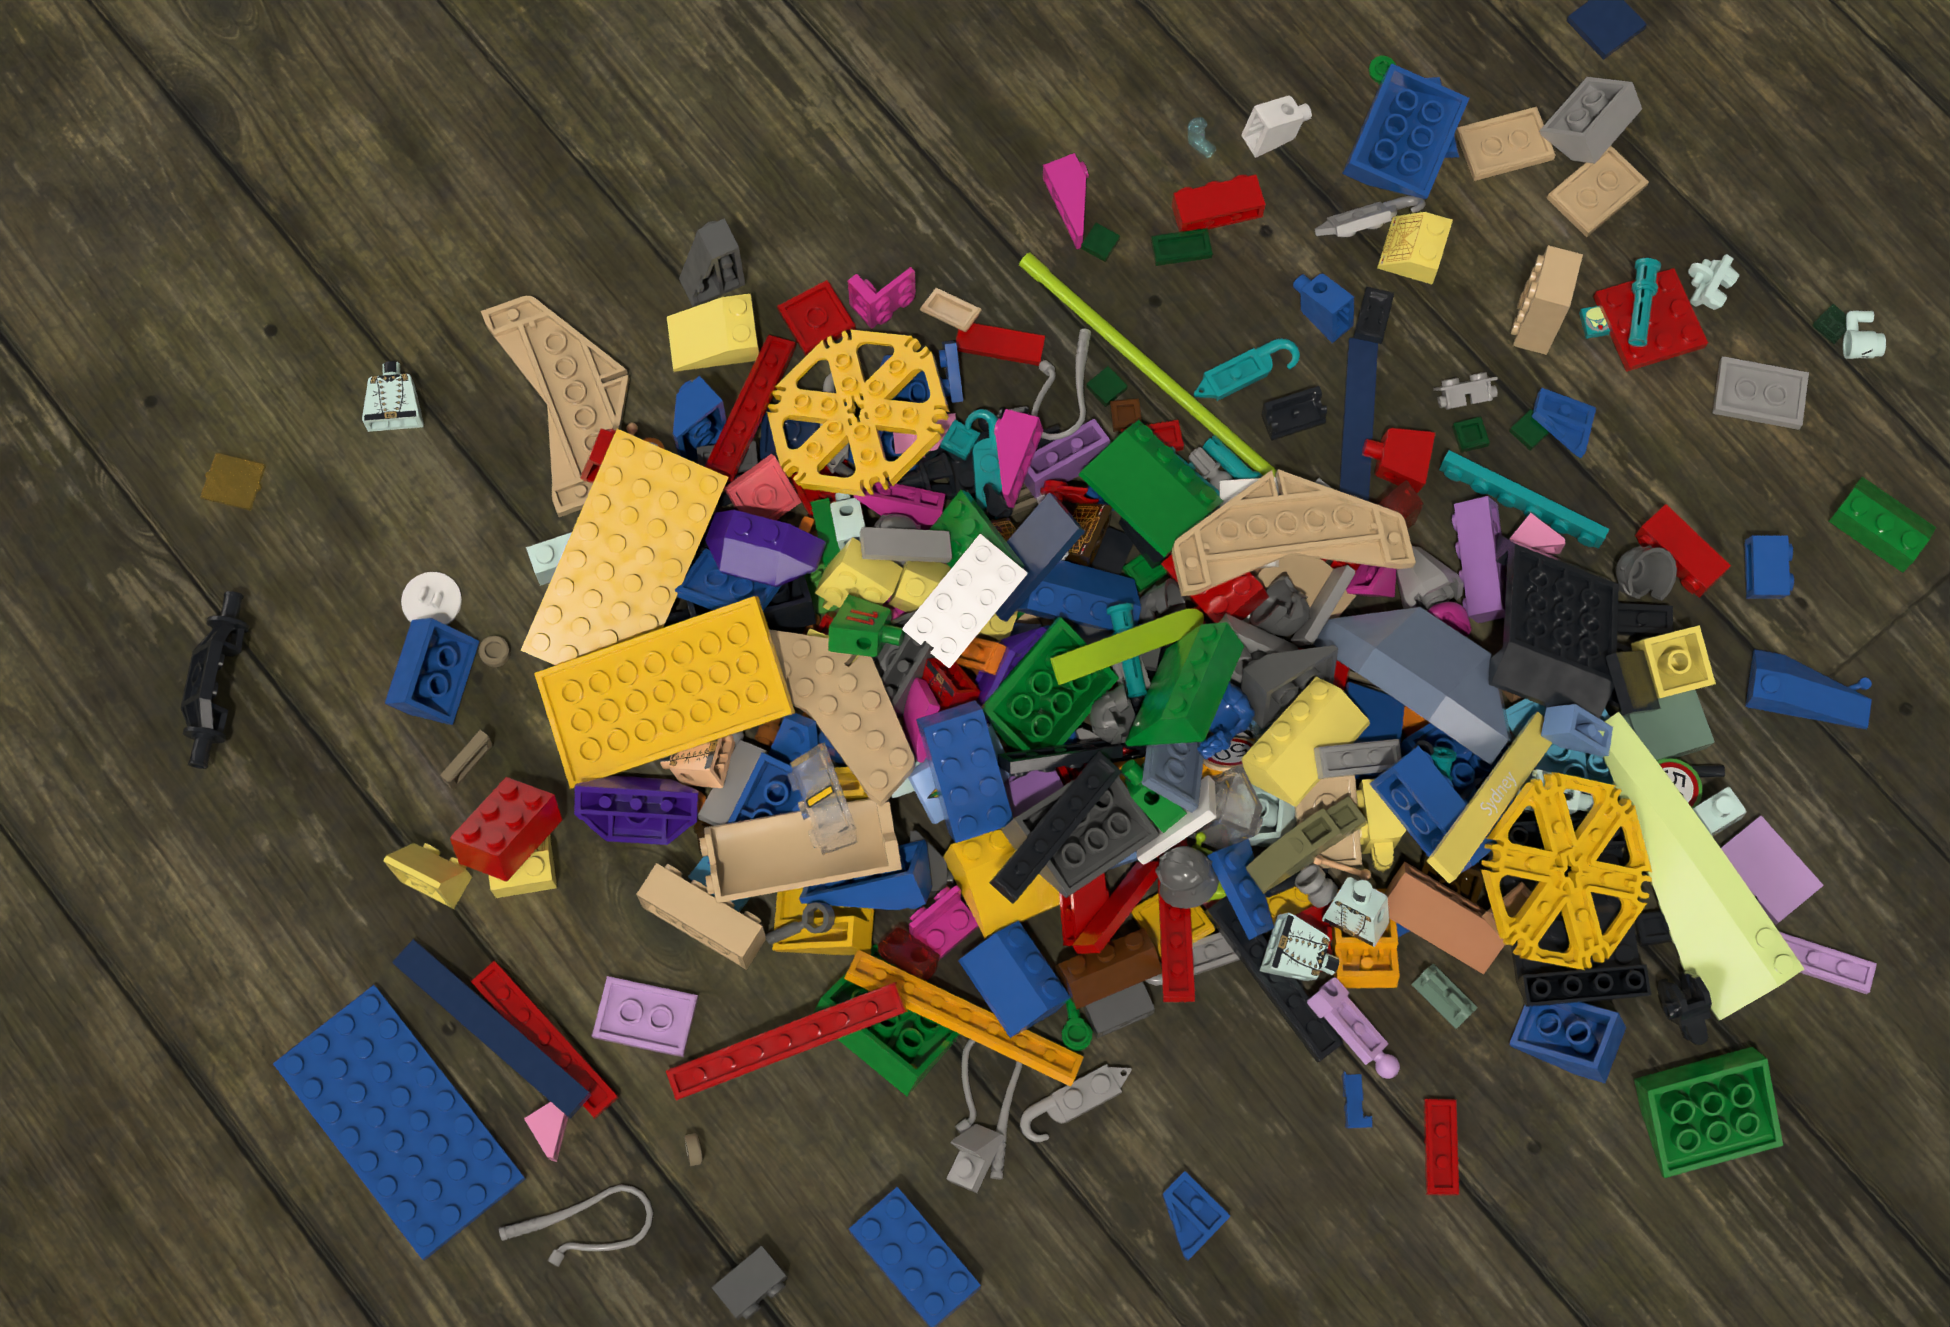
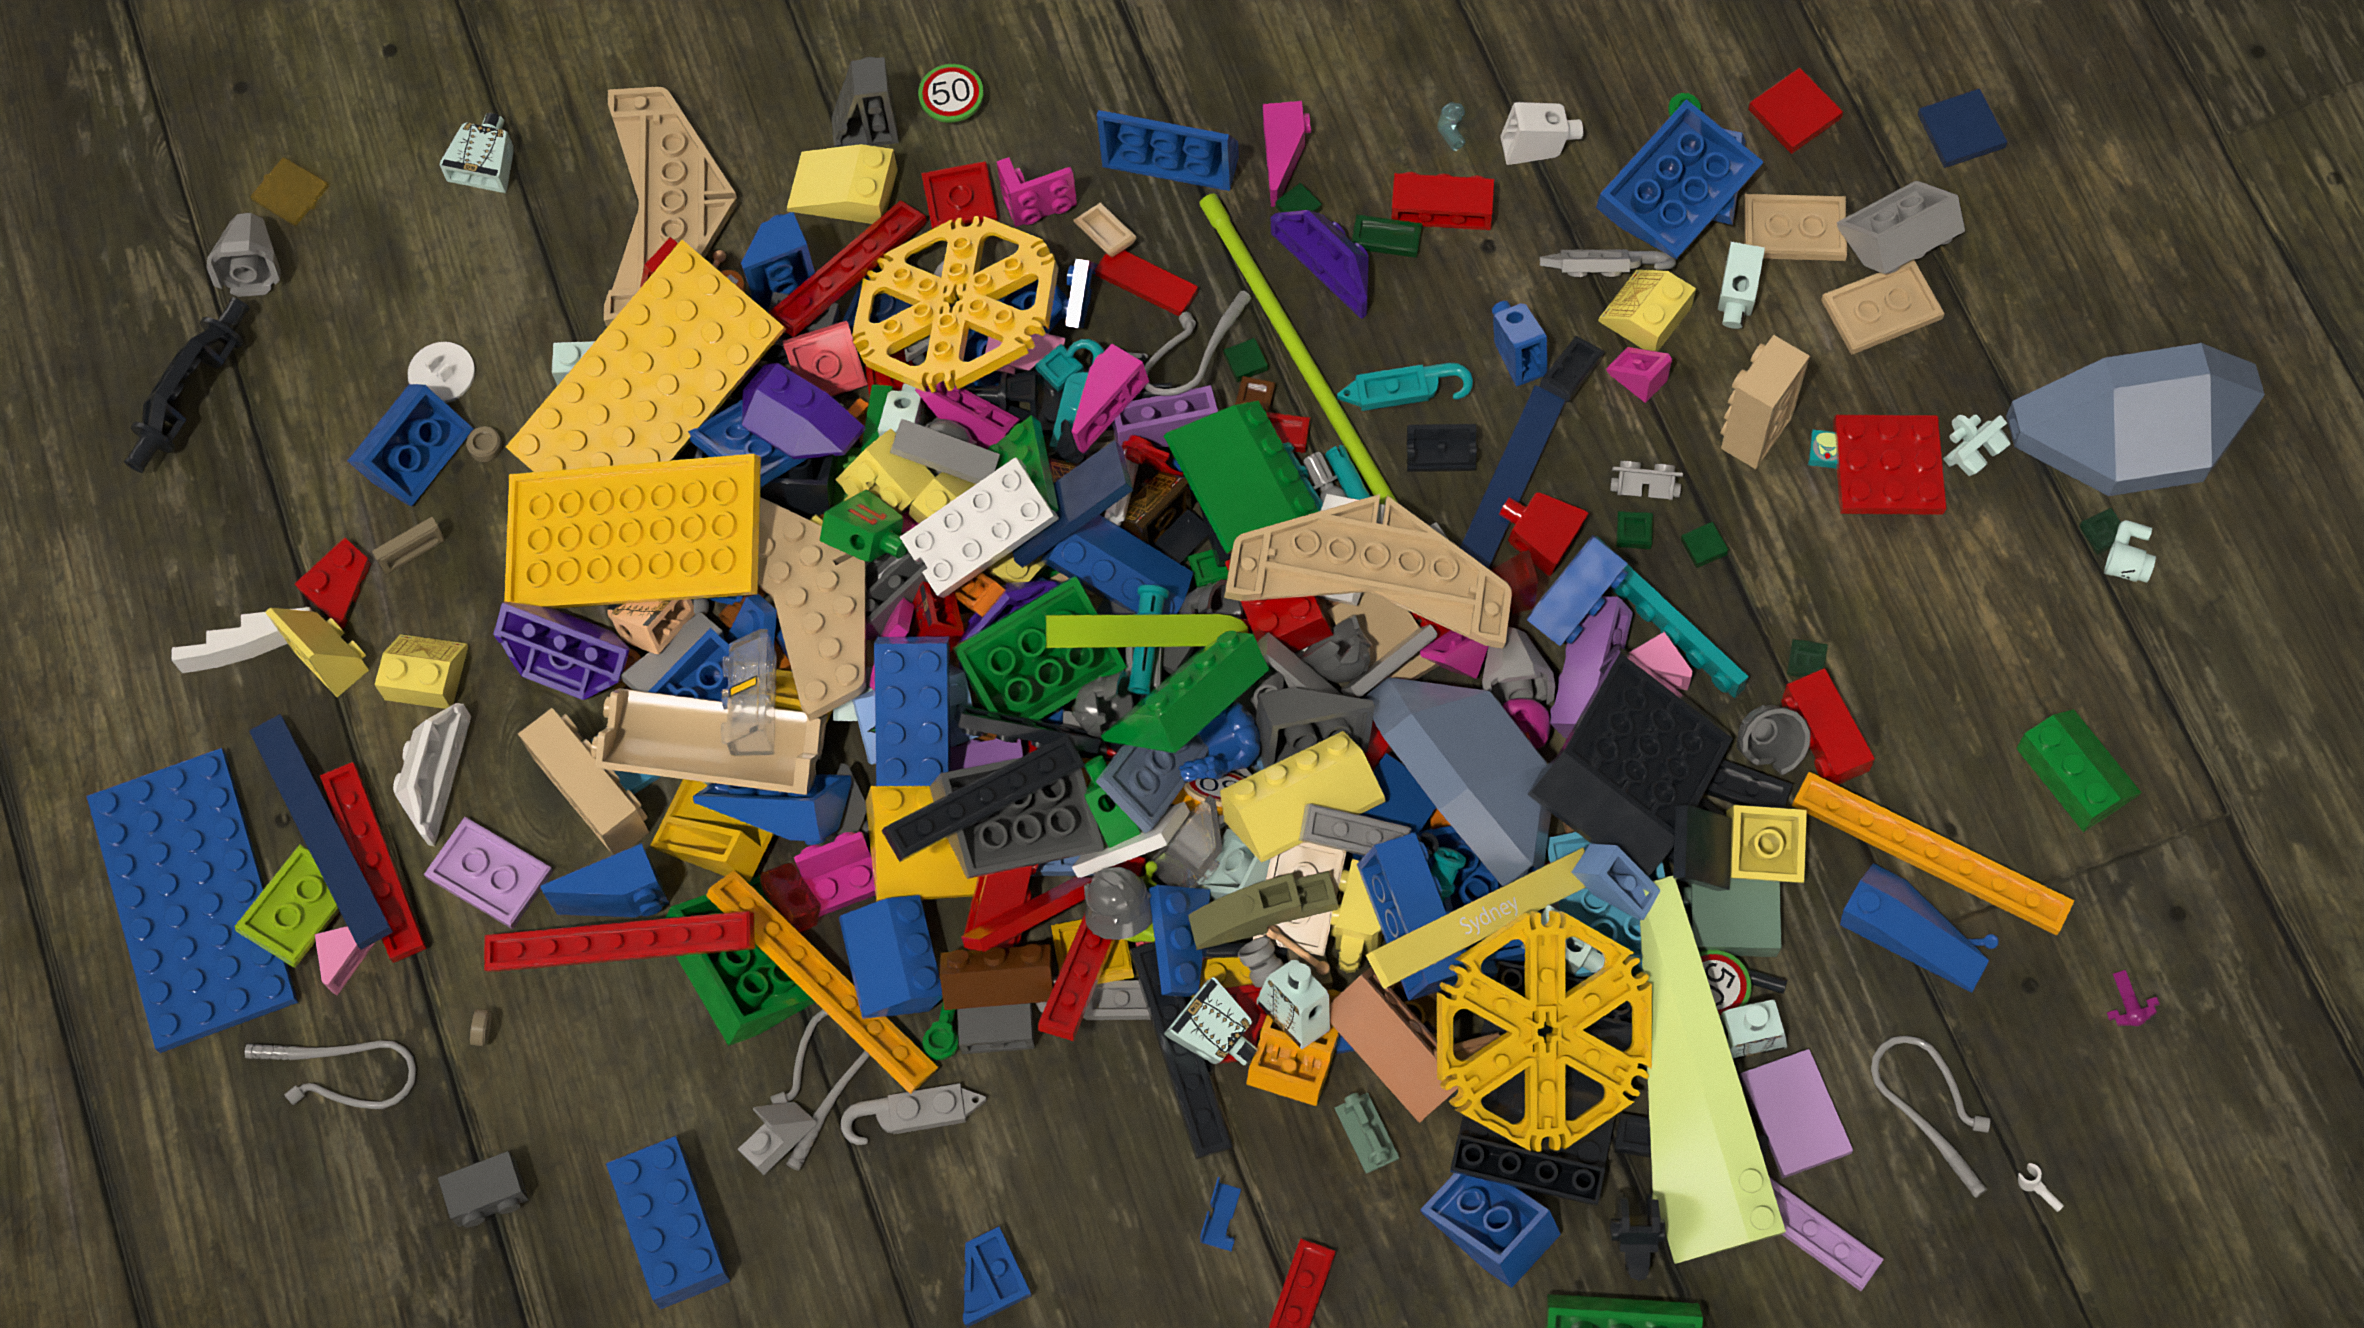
camera: 25 degrees right, 5 degrees down
(221, 551) = (244, 258): none -> light grey cone
(366, 878) = (231, 645): none -> white slope
(413, 809) = (335, 581): none -> red wing
(492, 1102) = (290, 910): none -> lime tile
(506, 829) = (414, 625): red brick -> none
(562, 946) = (431, 768): none -> white wedge
(764, 995) = (611, 887): none -> blue slope
(776, 229) = (951, 93): none -> piece
(807, 922) = (691, 824): dark grey piece -> none
(980, 228) = (1167, 150): none -> blue slope
(1143, 278) = (1326, 253): none -> dark purple wedge
(1353, 1027) = (1248, 1132): lavender plate -> none
(1428, 300) = (1641, 371): none -> dark pink slope
(1453, 500) = (1578, 592): none -> slope
(1470, 45) = (1795, 110): none -> red tile
(1483, 204) = (1740, 283): none -> light aqua torso
(1565, 419) = (1746, 543): blue wing -> none
(1643, 499) = (1806, 658): none -> clear green tile
(1644, 289) = (1888, 426): teal pin -> none
(1760, 393) = (1987, 581): light grey plate -> none
(1768, 567) = (1920, 775): blue brick -> none
(1798, 627) = (1933, 853): none -> light orange plate
(1832, 226) = (2139, 417): none -> sand blue panel
(1907, 831) = (1978, 1123): none -> light grey piece

